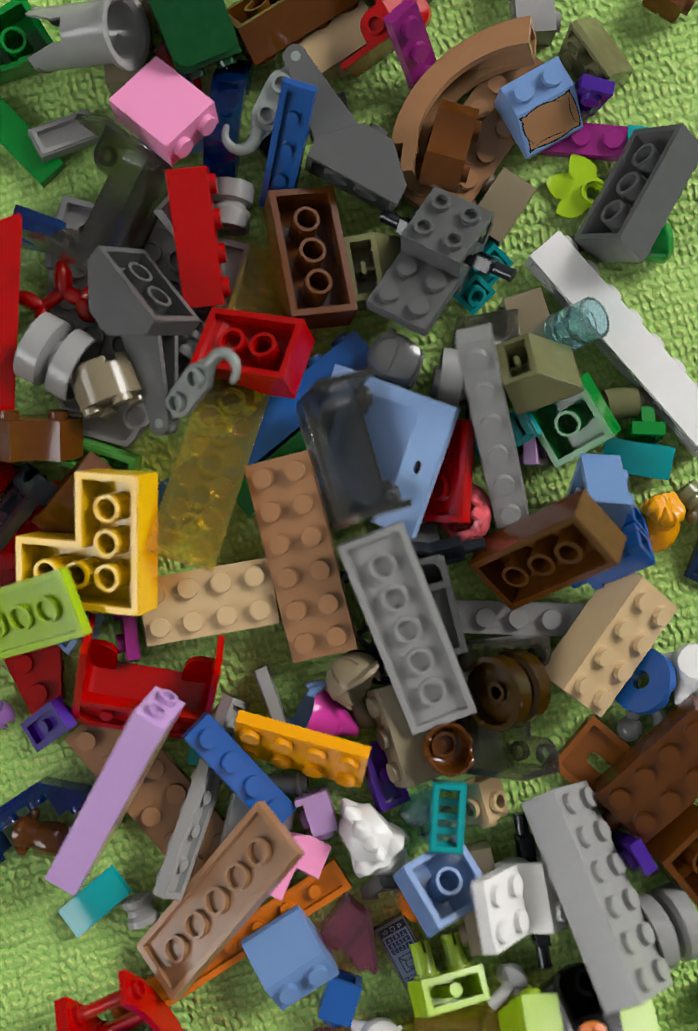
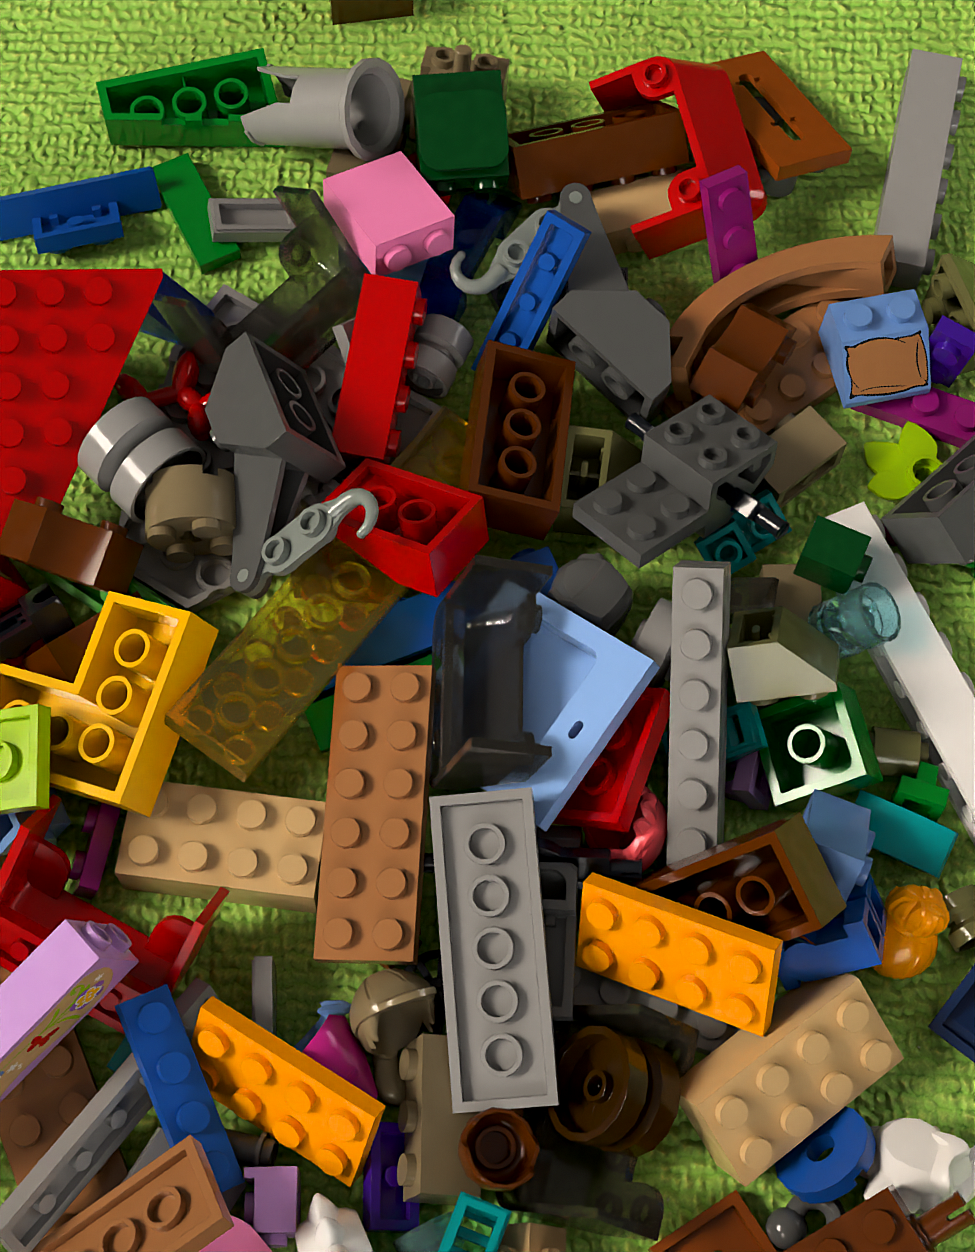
camera: 15 degrees right, 20 degrees down
(524, 594) = (678, 953): none -> light orange plate
(552, 283) = (834, 556): none -> dark green brick

